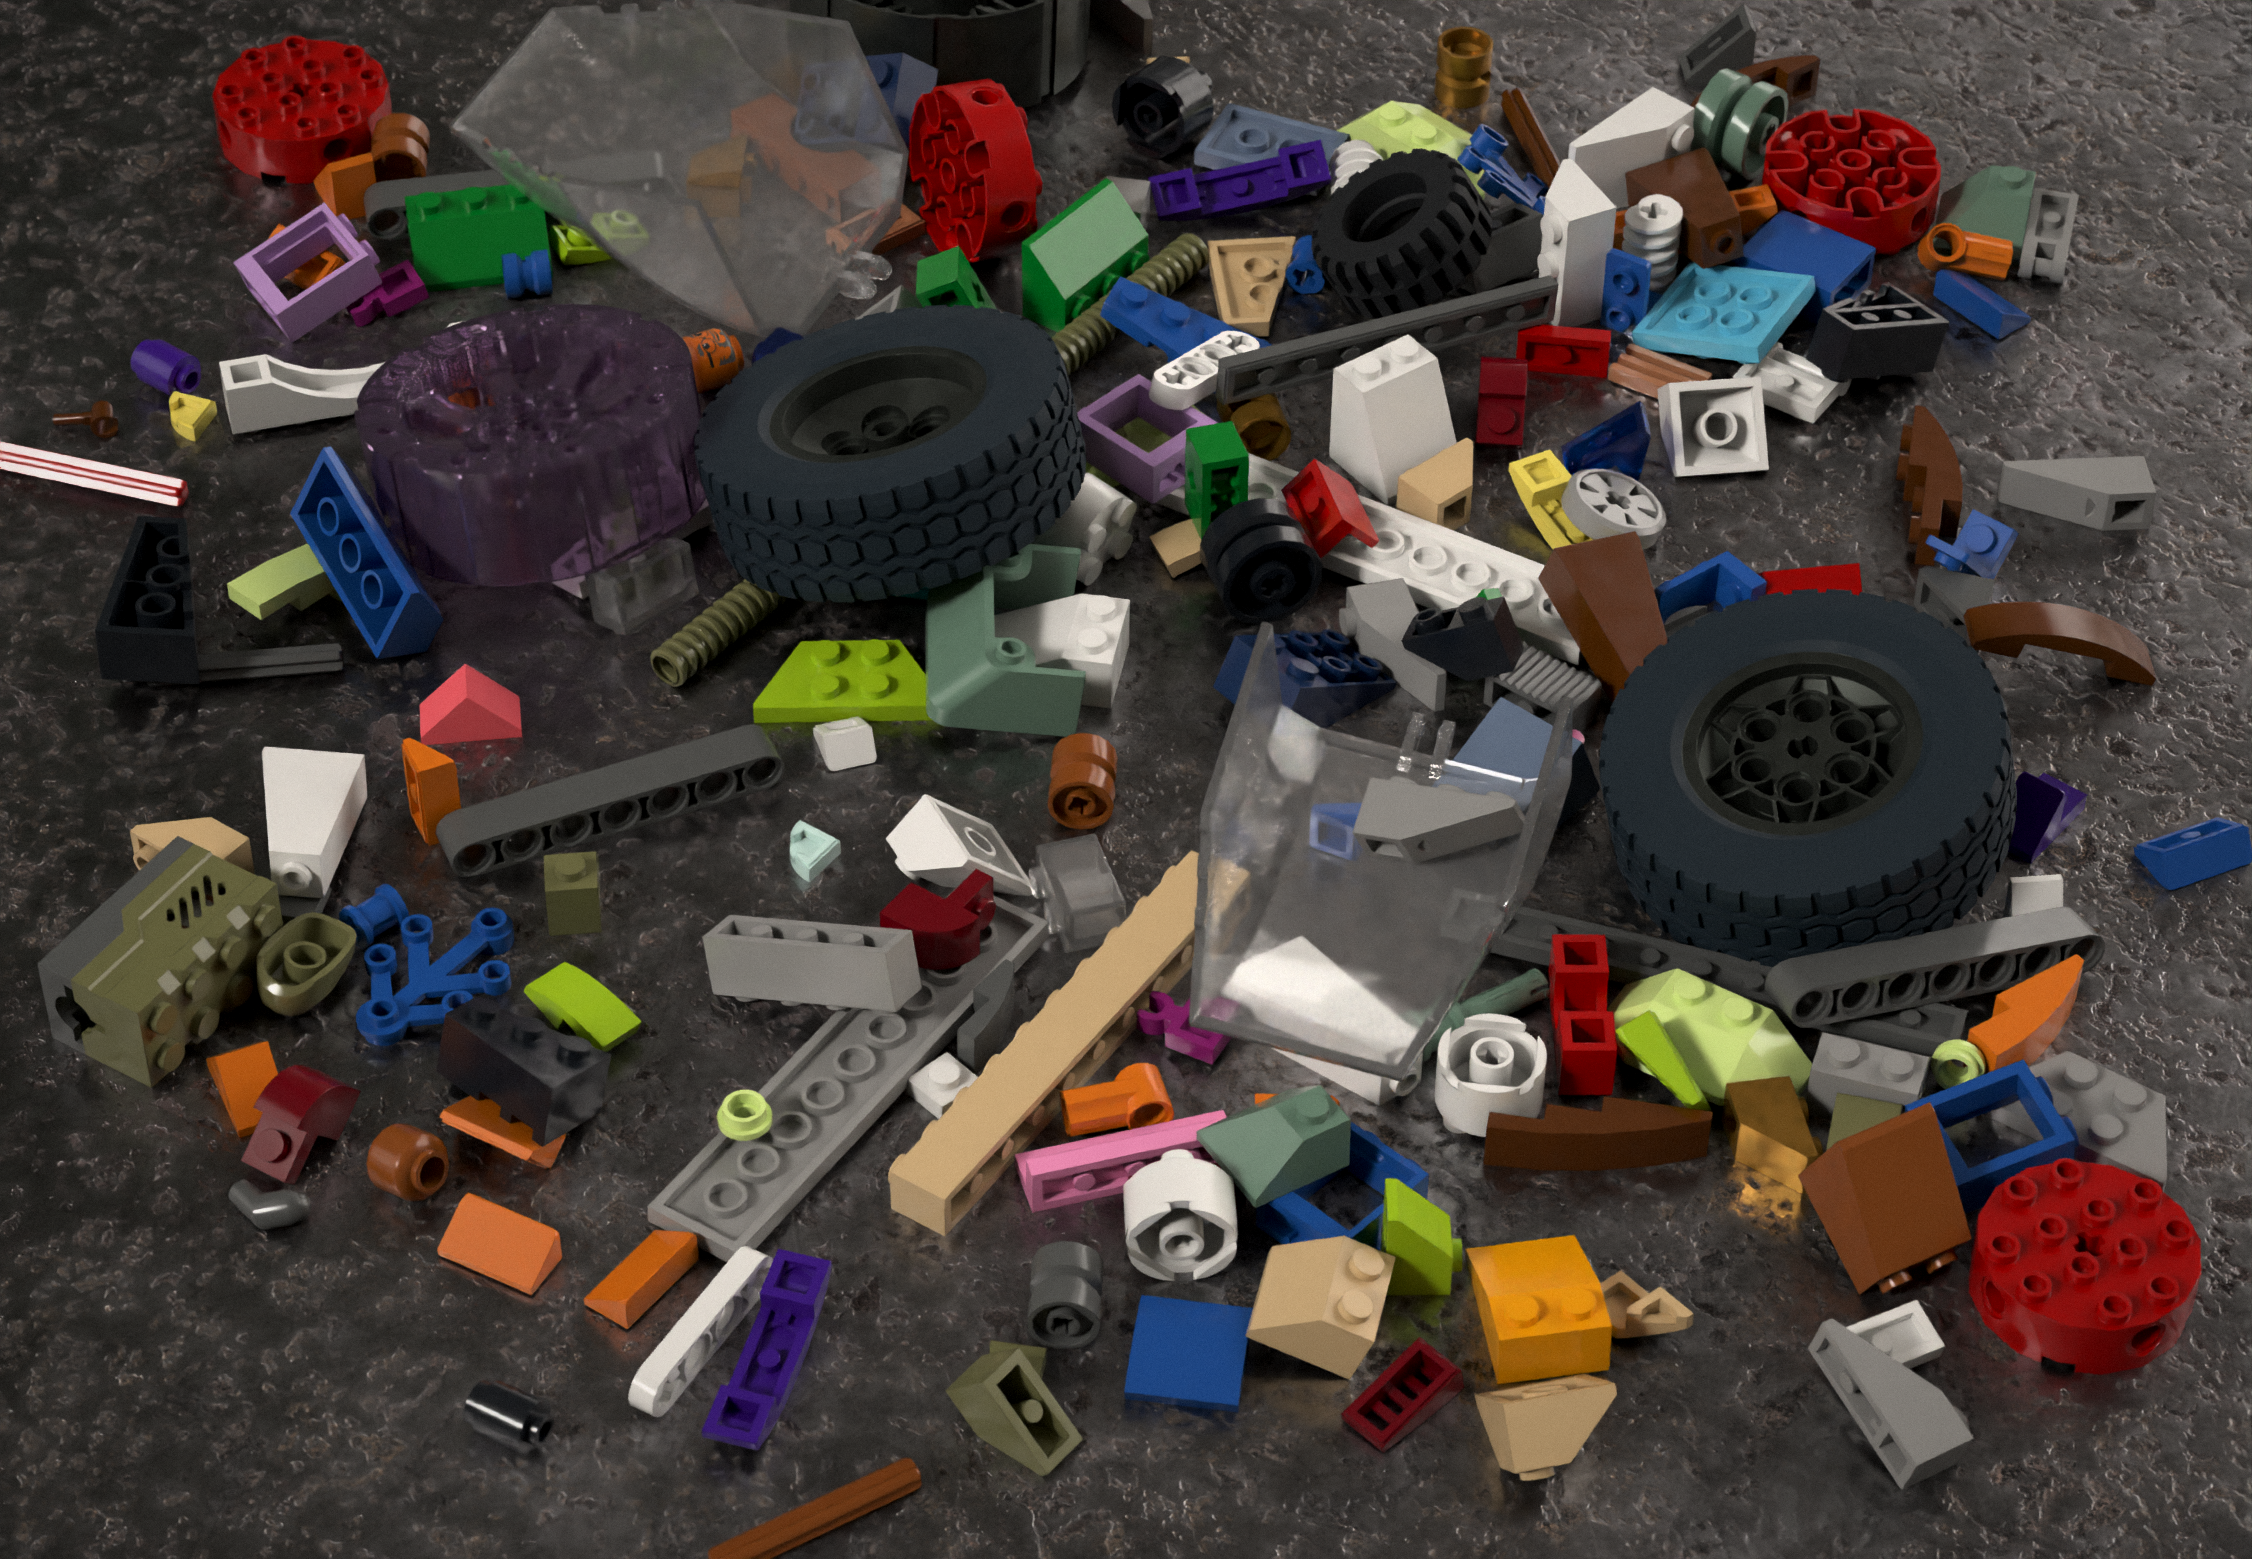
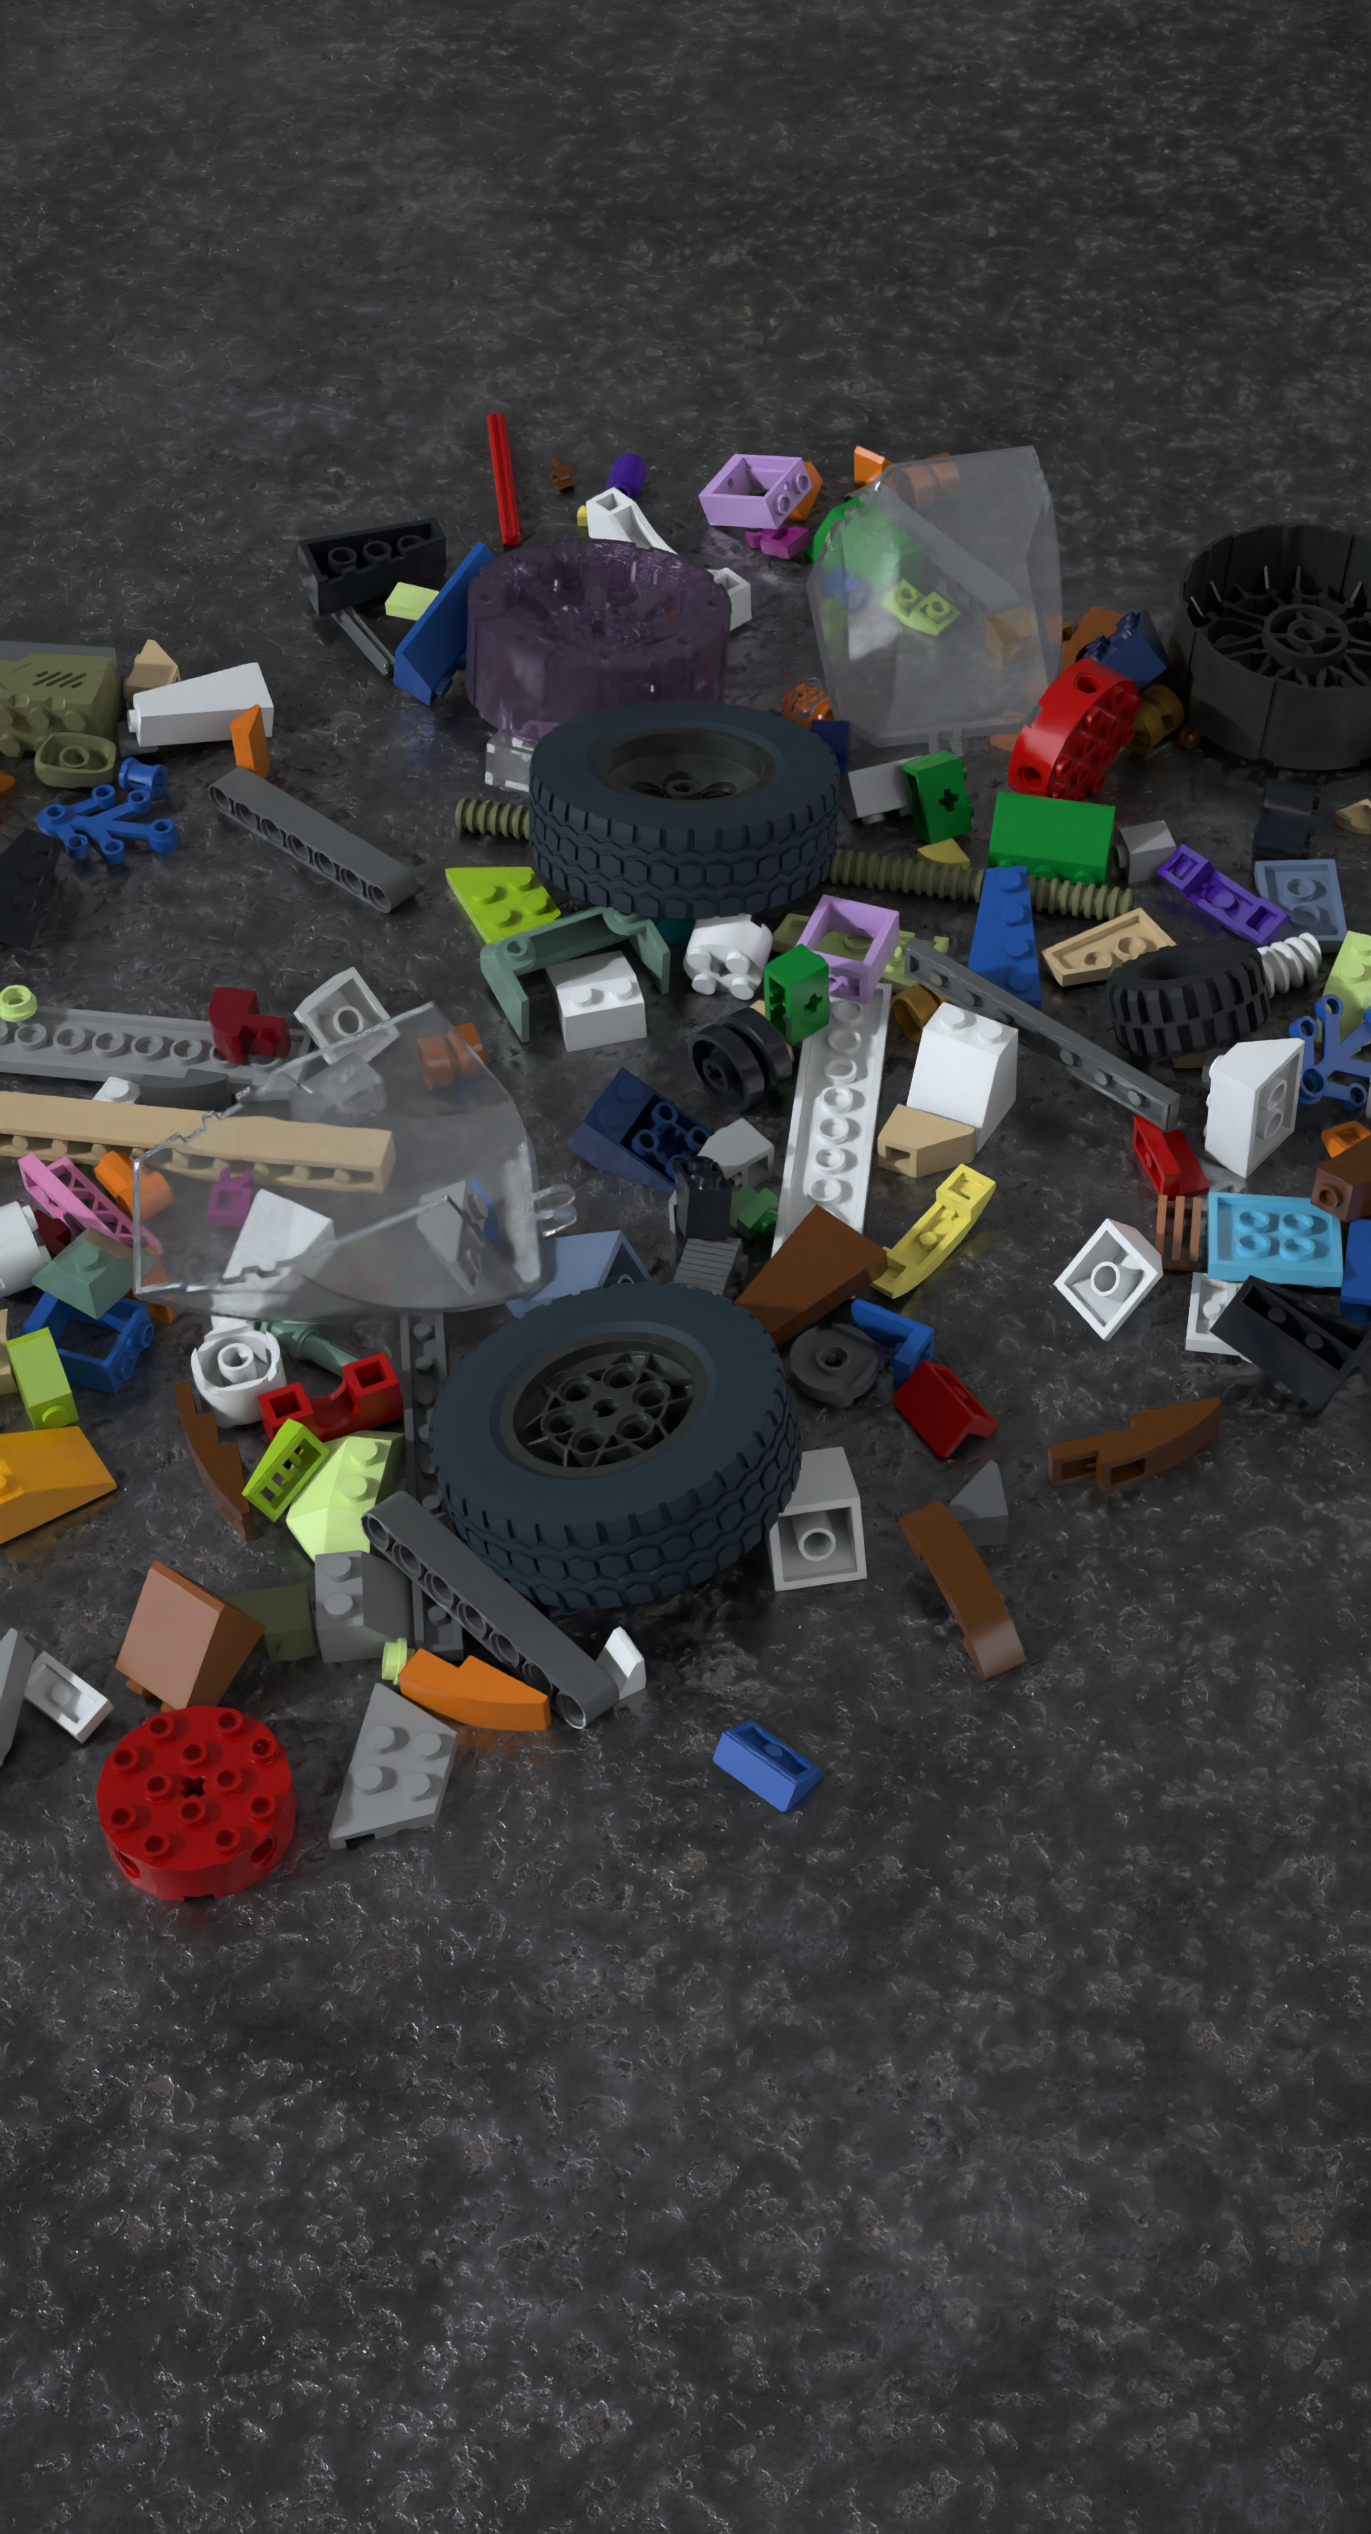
camera: 70 degrees right, 5 degrees up
(299, 107) = (942, 412): red brick -> none
(469, 710) = (370, 746): coral slope -> none
(572, 893) = (216, 851): olive slope -> none
(584, 1004) = (102, 899): lime slope -> none
(811, 850) = (322, 954): light aqua tile -> none
(812, 963) = (165, 979): light grey brick -> none
(846, 743) = (444, 928): white slope -> none
(1195, 372) = (936, 937): white beam -> none
(1327, 508) = (834, 1081): red panel -> none
(1501, 402) = (1058, 1129): dark red brick -> none
(1612, 504) = (977, 1266): light grey wheel -> none
(1615, 442) = (1040, 1225): clear blue slope -> none
(1626, 291) = (1250, 1180): blue bracket -> none
(1642, 1313) = (53, 1537): tan slope -> none
(1654, 234) = (1313, 1145): white piece -> none
(1770, 1129) = (271, 1557): pearl gold slope -> none
(1978, 548) = (1051, 1504): blue bracket -> none
(1987, 1094) = (290, 1671): blue window -> none
(2042, 813) = (742, 1640): dark purple slope -> none
(2084, 491) = (1209, 1567): light grey slope -> none

